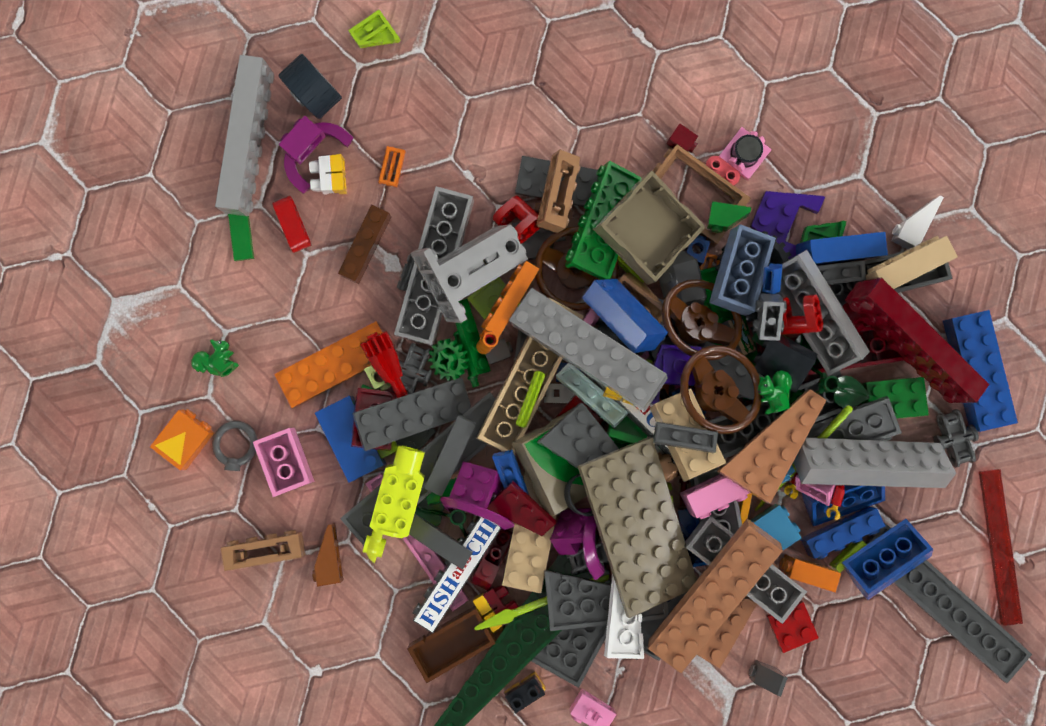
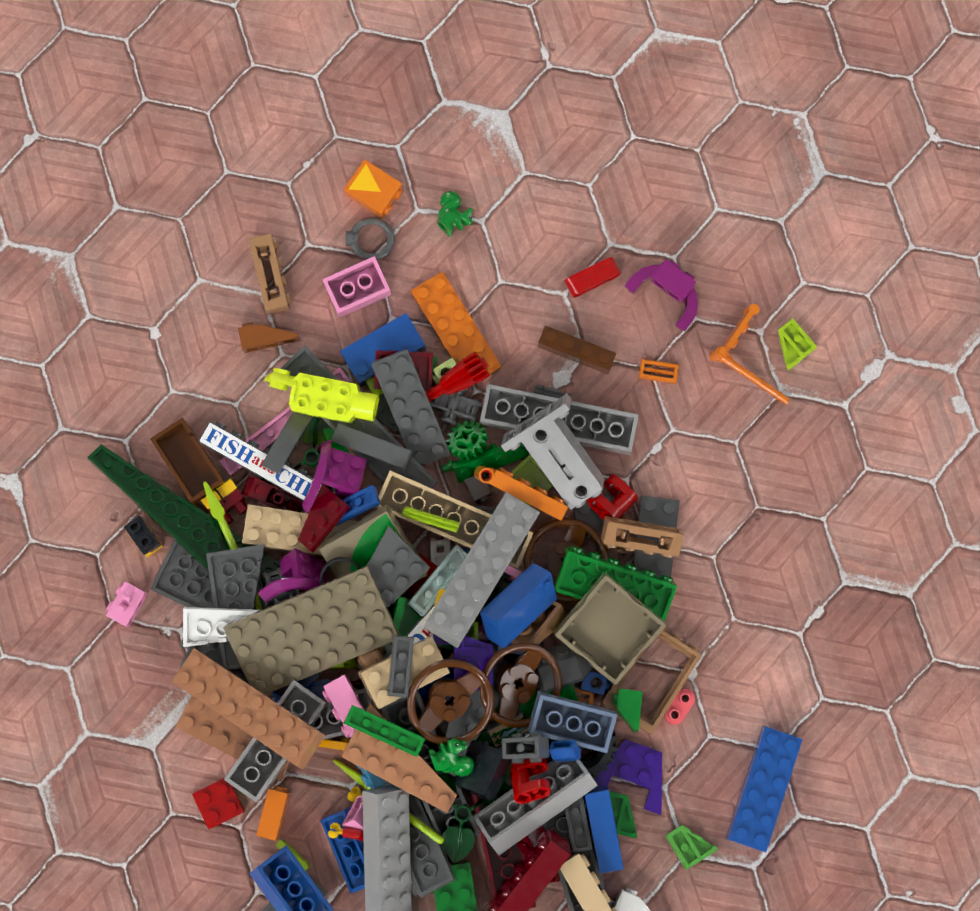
camera: 90 degrees right, 5 degrees down
(241, 237) = (582, 228): green tile -> none
(244, 136) = (675, 225): light grey brick -> none
(309, 86) = (729, 285): black wheel -> none
(331, 174) = (636, 310): hips -> none
(378, 100) = (721, 354): none -> orange piece
(684, 138) = (708, 663): dark red brick -> none
(746, 151) = (701, 728): piece -> none
(748, 458) = (384, 730): none -> green plate
(767, 677) = (168, 776): dark grey slope -> none
(778, 525) = (315, 777): dark azure brick -> none
(807, 96) = (764, 789): none -> blue brick
(842, 532) = (316, 848): blue brick -> none
(856, 172) = (689, 846): none -> bright green wing

